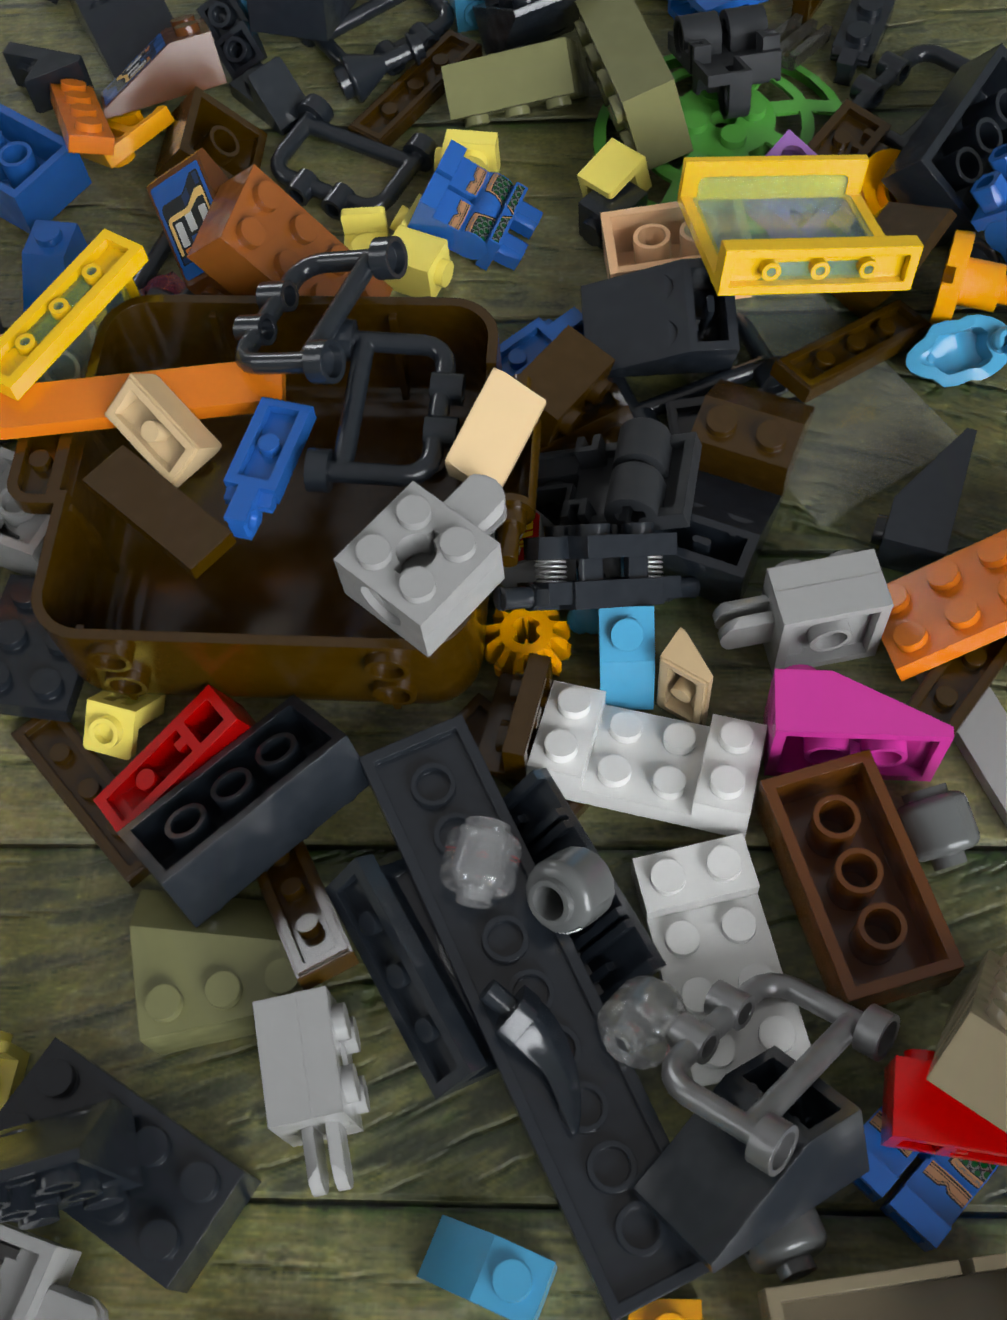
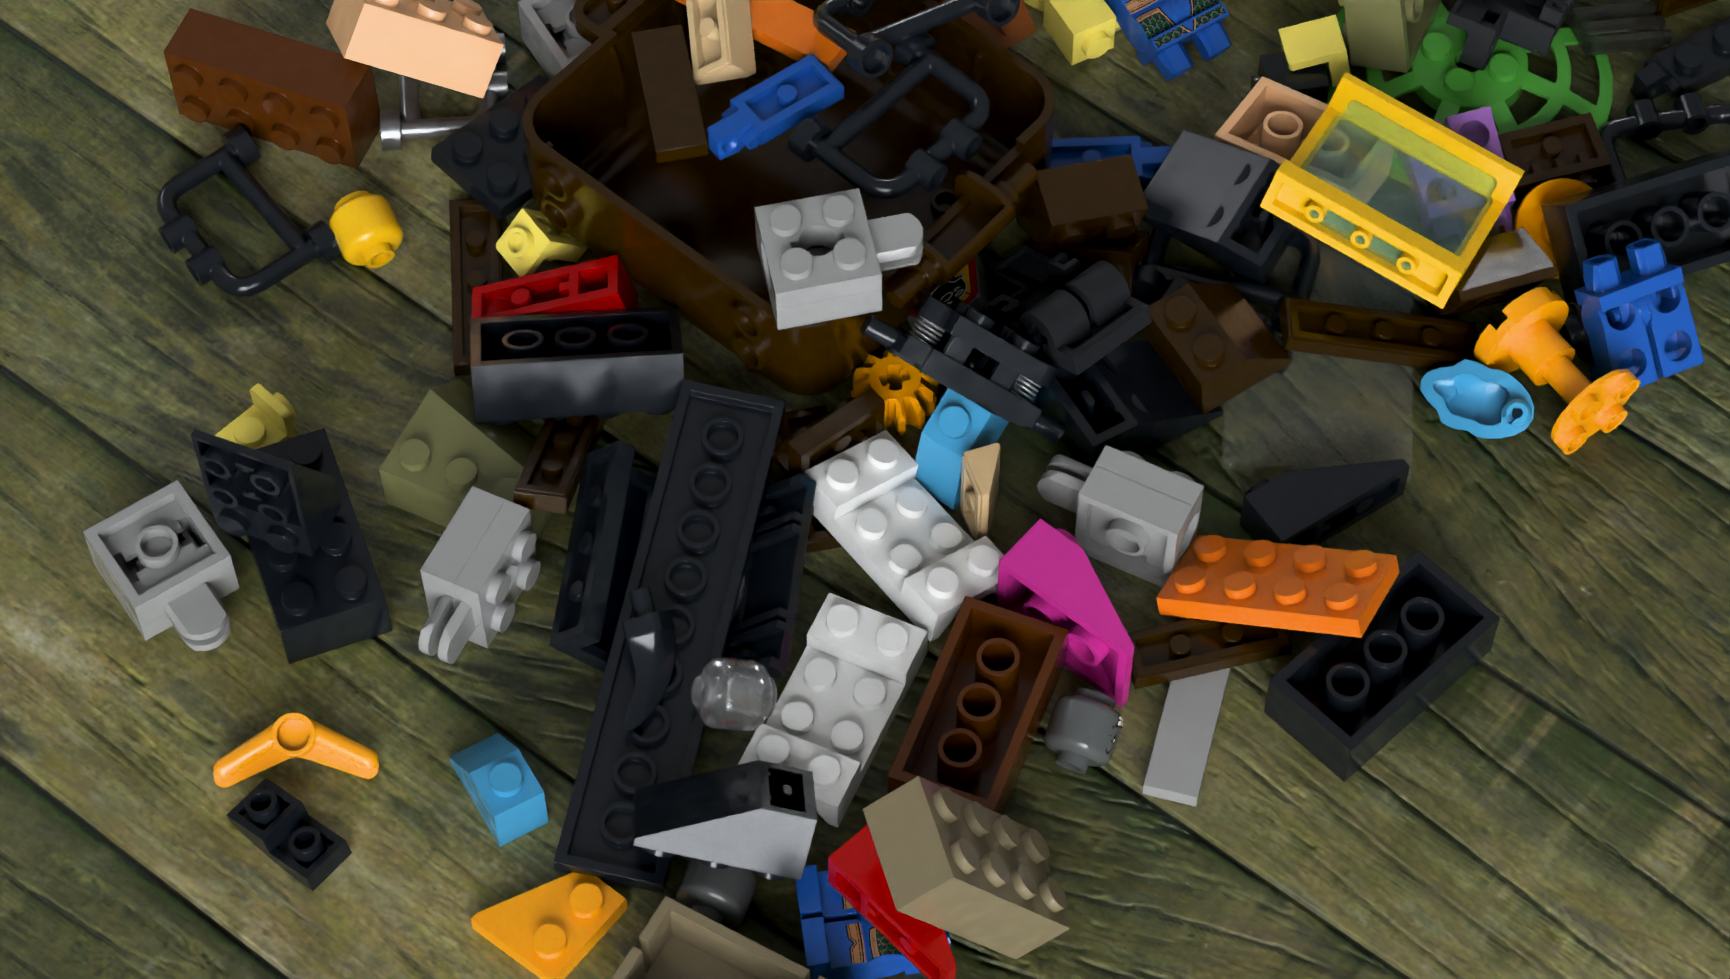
camera: 30 degrees right, 5 degrees down
(480, 861) = (707, 506): clear head -> none
(495, 429) = (961, 194): tan slope -> none
(570, 889) = (754, 568): dark grey head -> none
(762, 1128) = (738, 784): flat silver bar -> none

